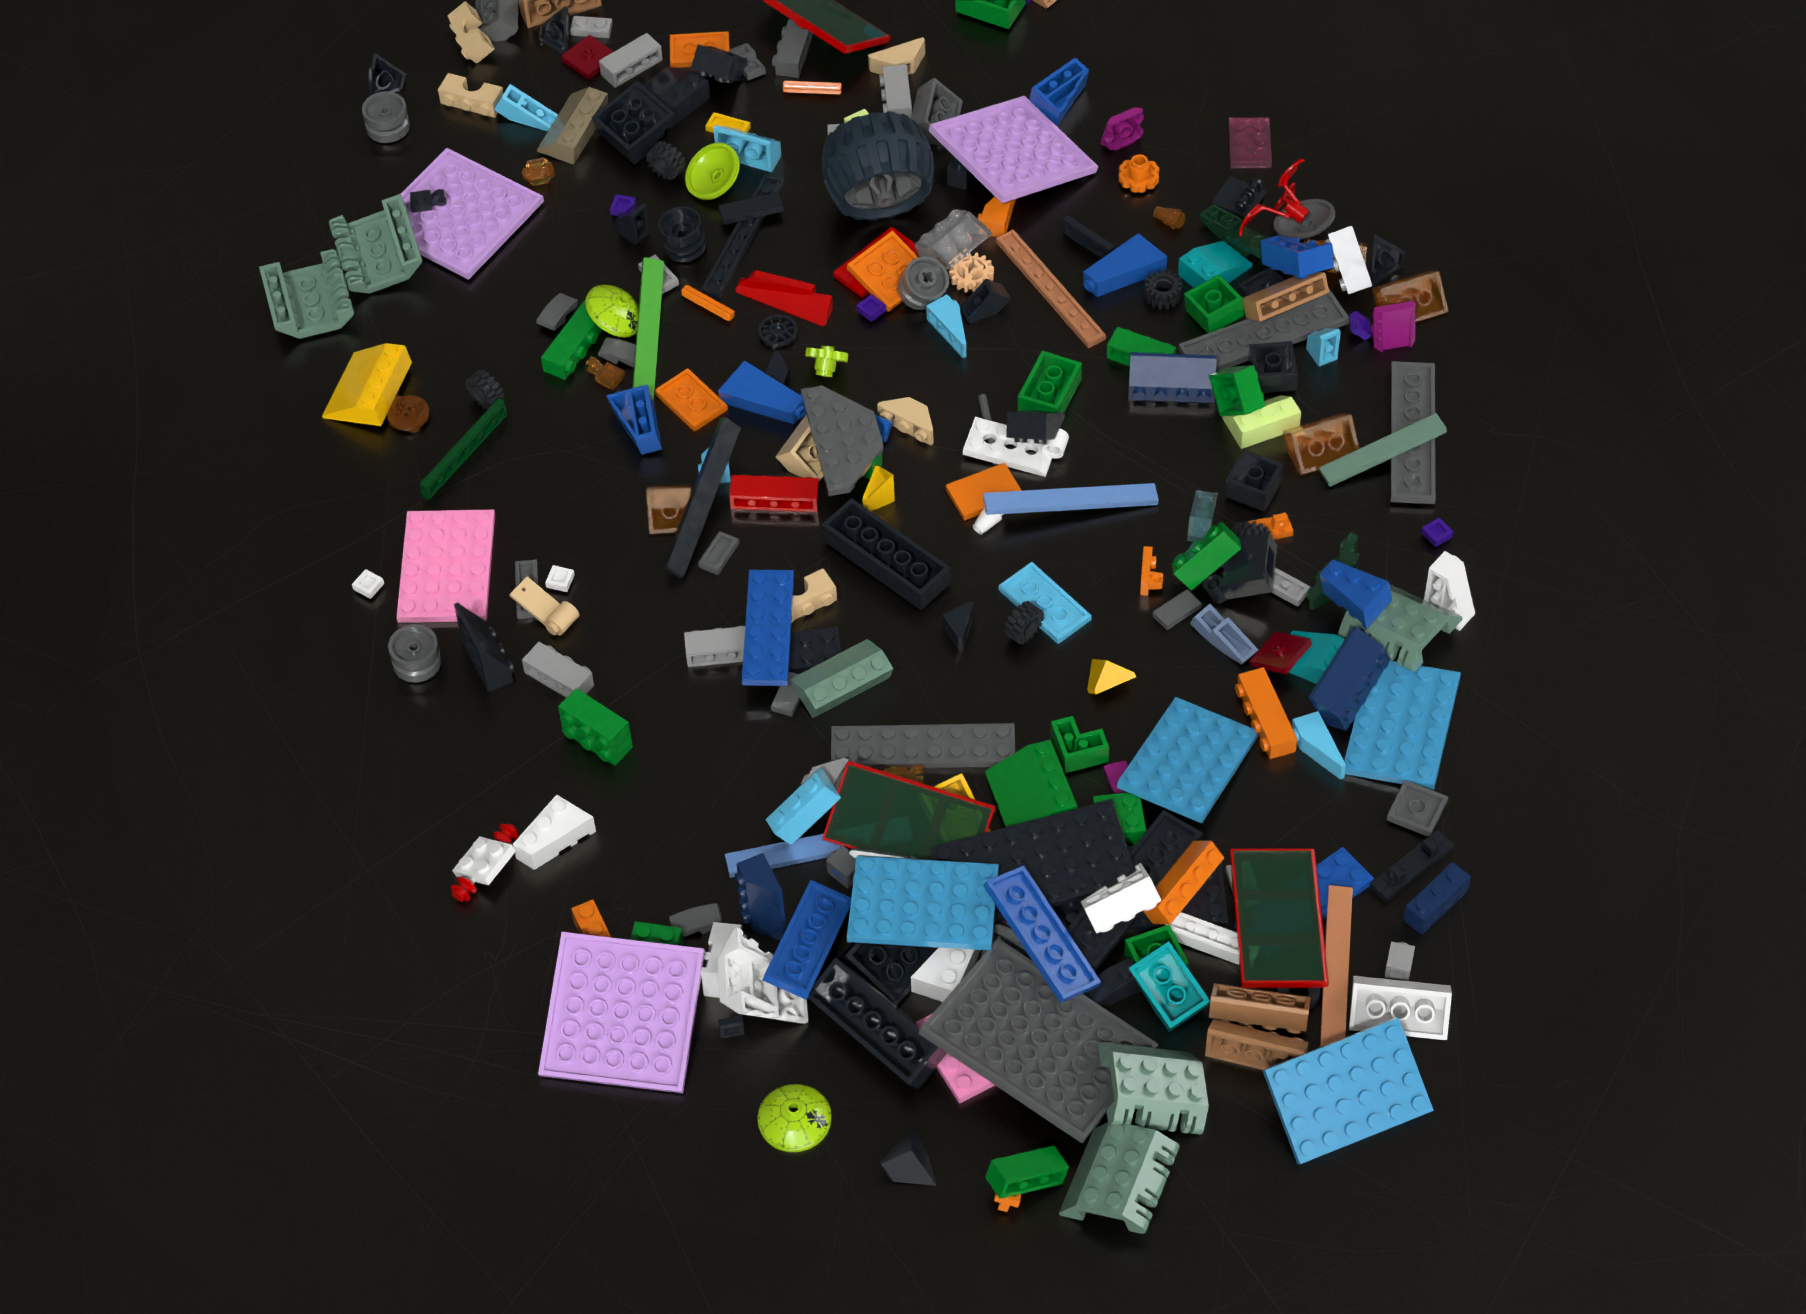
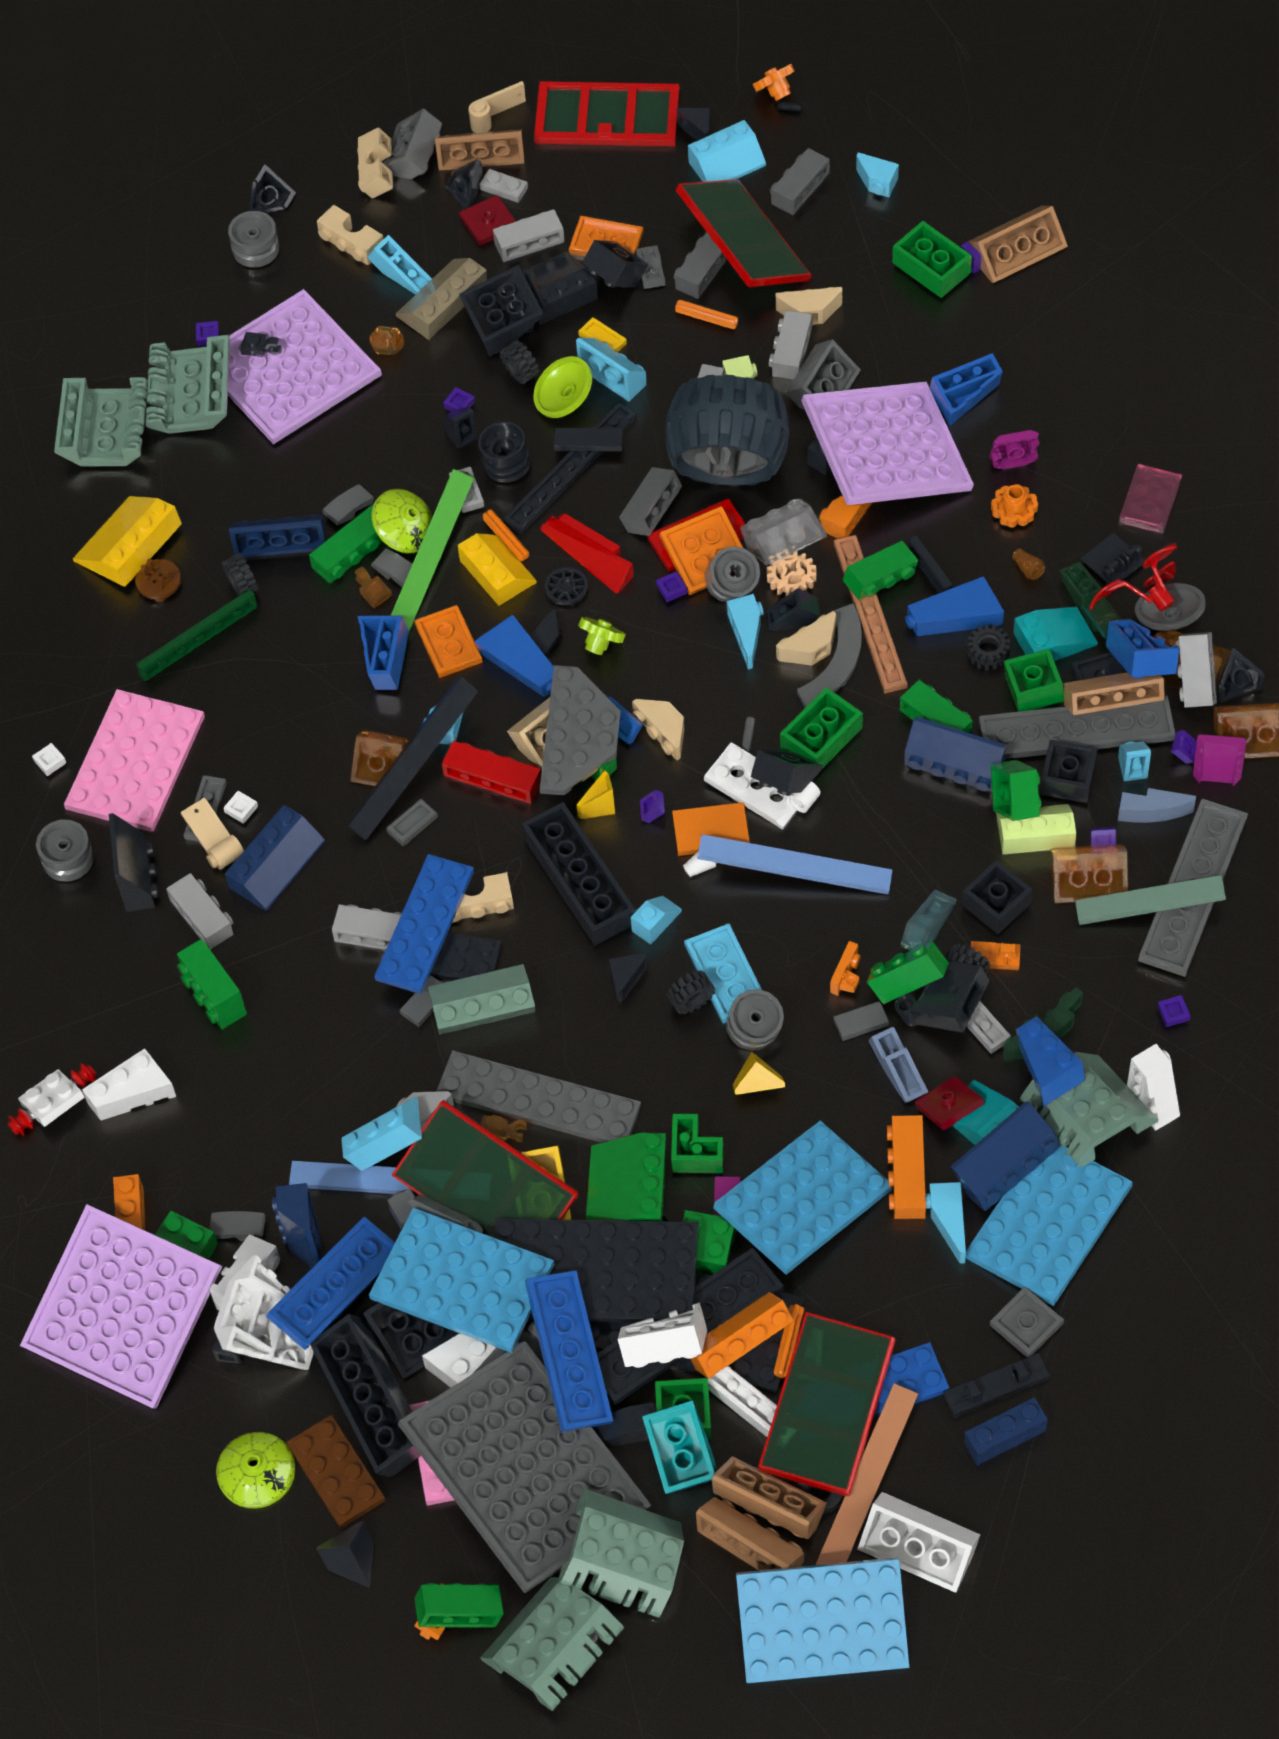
camera: 20 degrees right, 5 degrees up
(372, 203) = (205, 330): none -> dark purple plate
(506, 350) = (278, 535): none -> dark blue slope
(608, 612) = (274, 858): none -> dark blue slope
(708, 330) = (494, 567): none -> yellow slope
(826, 244) = (650, 501): none -> dark grey brick
(867, 1098) = (336, 1471): none -> reddish brown plate
(927, 485) = (652, 806): none -> dark purple plate
(964, 575) = (654, 918): none -> medium azure slope
(1009, 323) = (809, 643): none -> tan slope
(1044, 328) = (844, 659): none -> dark grey tile
(1048, 250) = (880, 570): none -> green brick
(1088, 630) = (768, 1017): none -> dark grey wheel
(1224, 882) = (788, 1341): none -> orange axle
(1322, 411) = (1103, 836): none -> dark purple plate
(1354, 377) = (1155, 807): none -> sand blue slope
(1399, 961) = (938, 1490): light grey brick -> none

